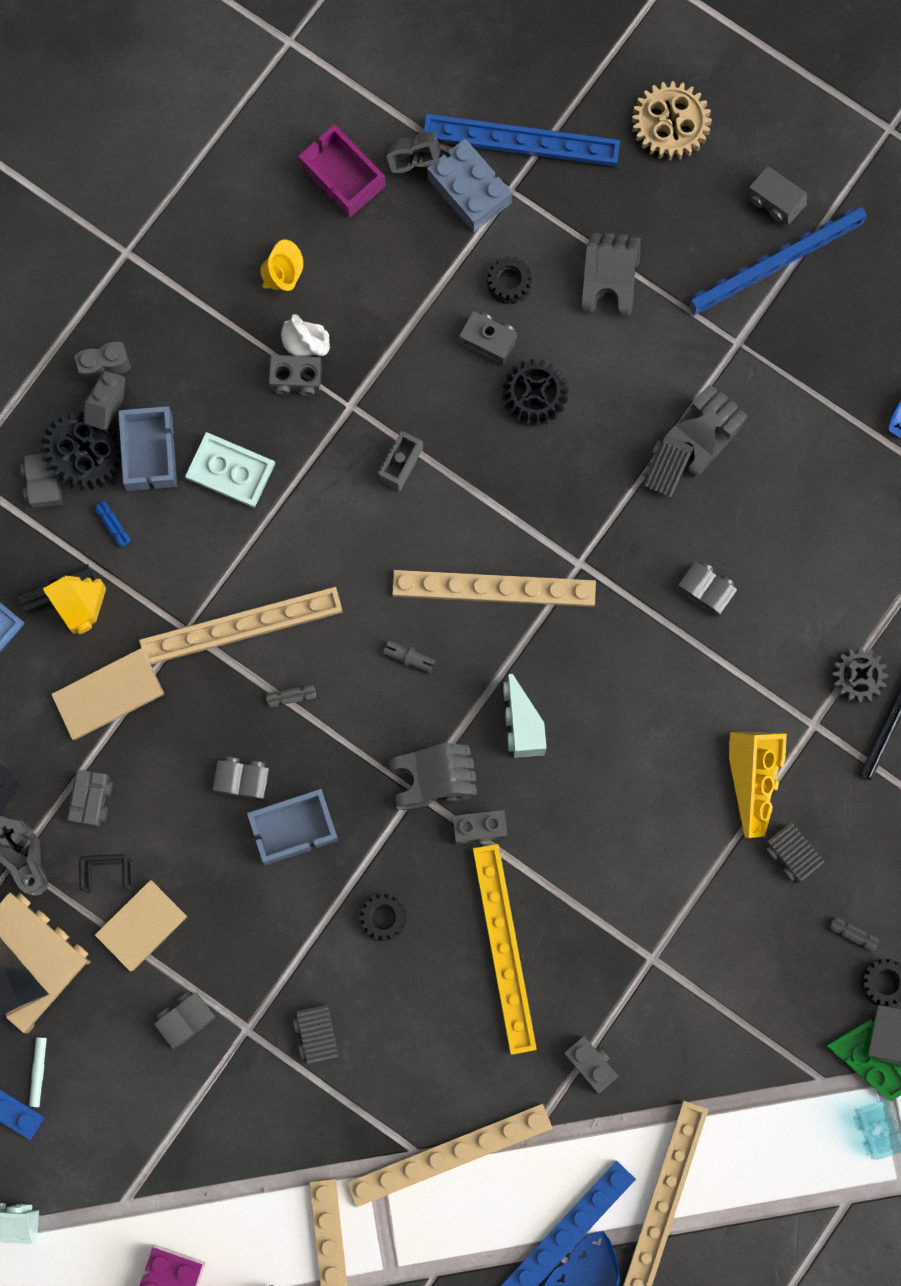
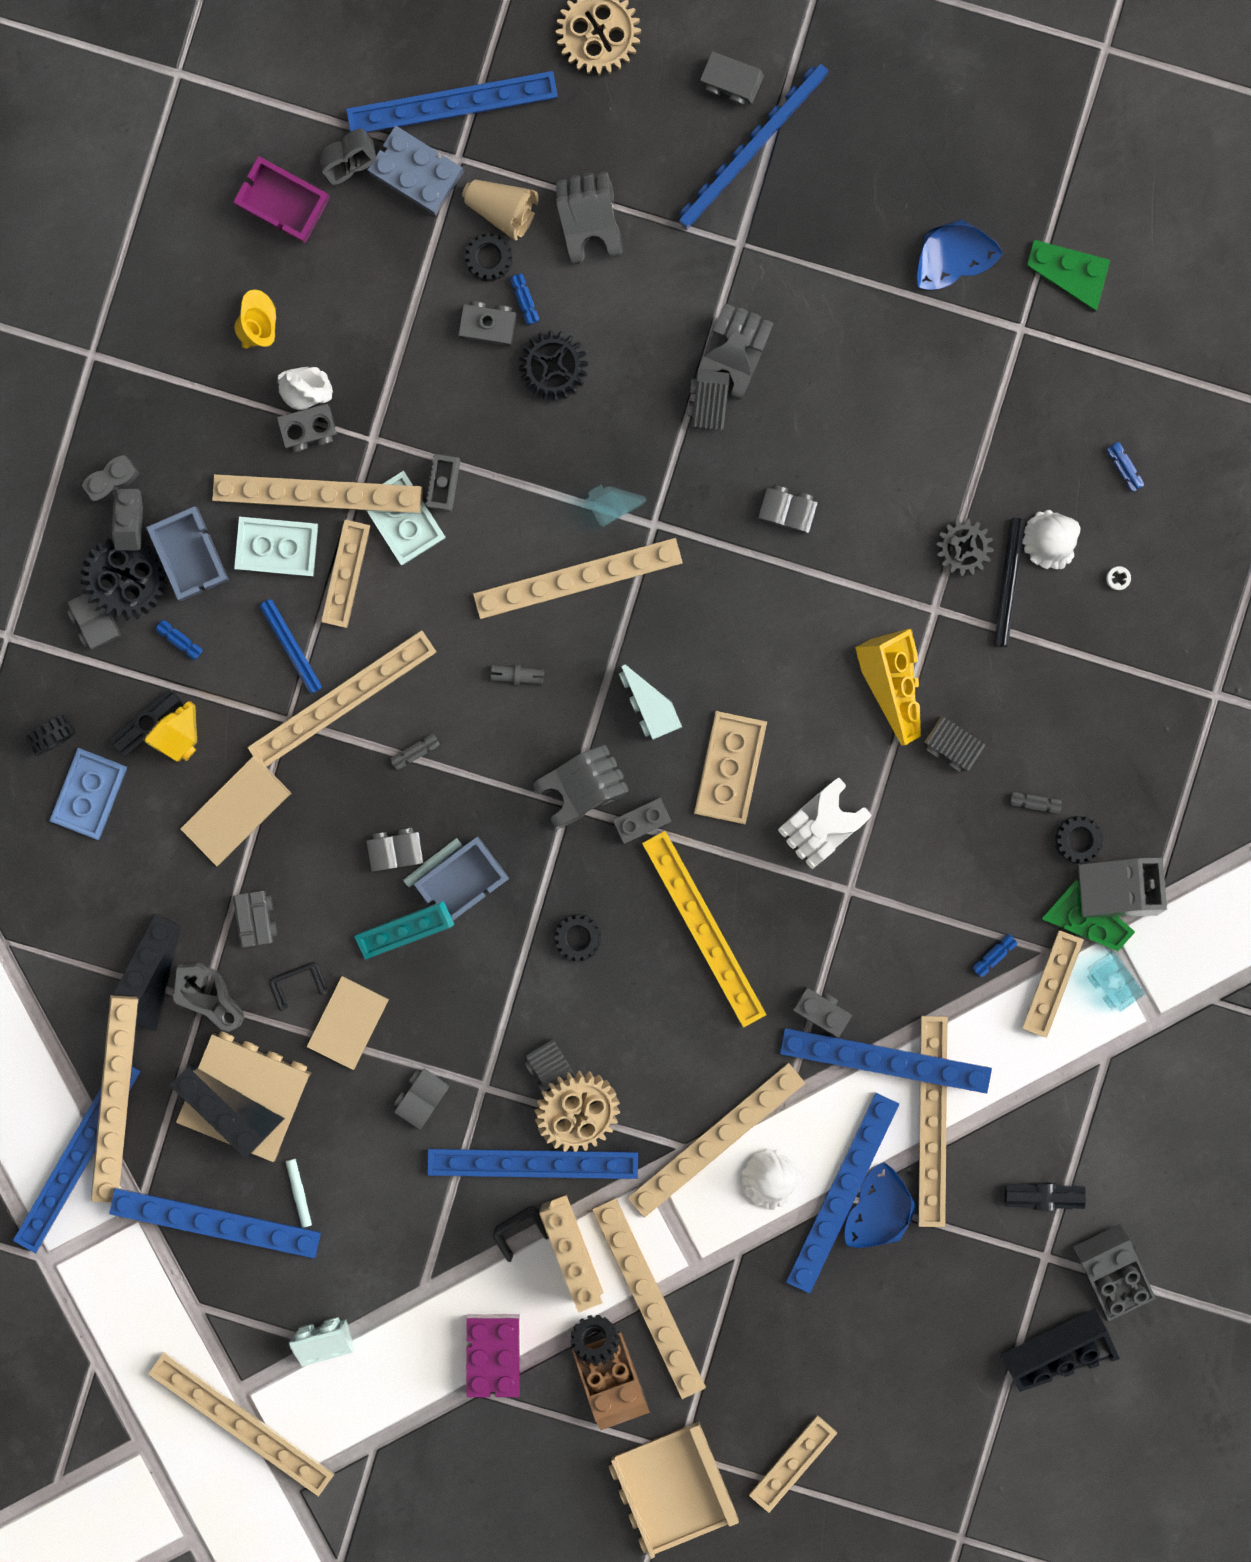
camera: 20 degrees left, 10 degrees up
(211, 563) = (290, 646): none -> blue axle
(211, 1181) = (500, 1241): none -> black piece
(223, 854) = (404, 930): none -> teal plate
(268, 1118) = (532, 1163): none -> blue plate
(271, 801) = (432, 862): none -> light aqua piece
(274, 1217) = (572, 1253): none -> tan panel
(284, 435) = (317, 493): none -> tan plate
(284, 514) = (346, 573): none -> tan plate
(308, 1071) = (577, 1111): none -> tan gear
(353, 482) = (407, 532): none -> light aqua plate
(488, 1210) = (770, 1179): none -> white hair
(528, 327) = (524, 299): none -> blue axle
(537, 239) = (502, 205): none -> tan cone
(549, 531) = (612, 503): none -> clear light blue slope
(577, 806) = (730, 767): none -> tan tile
(637, 1132) = (886, 1060): none -> blue plate
(647, 887) = (822, 825): none -> white piece
(771, 1066) = (995, 955): none -> blue axle
(818, 1112) = (1052, 984): none -> tan plate

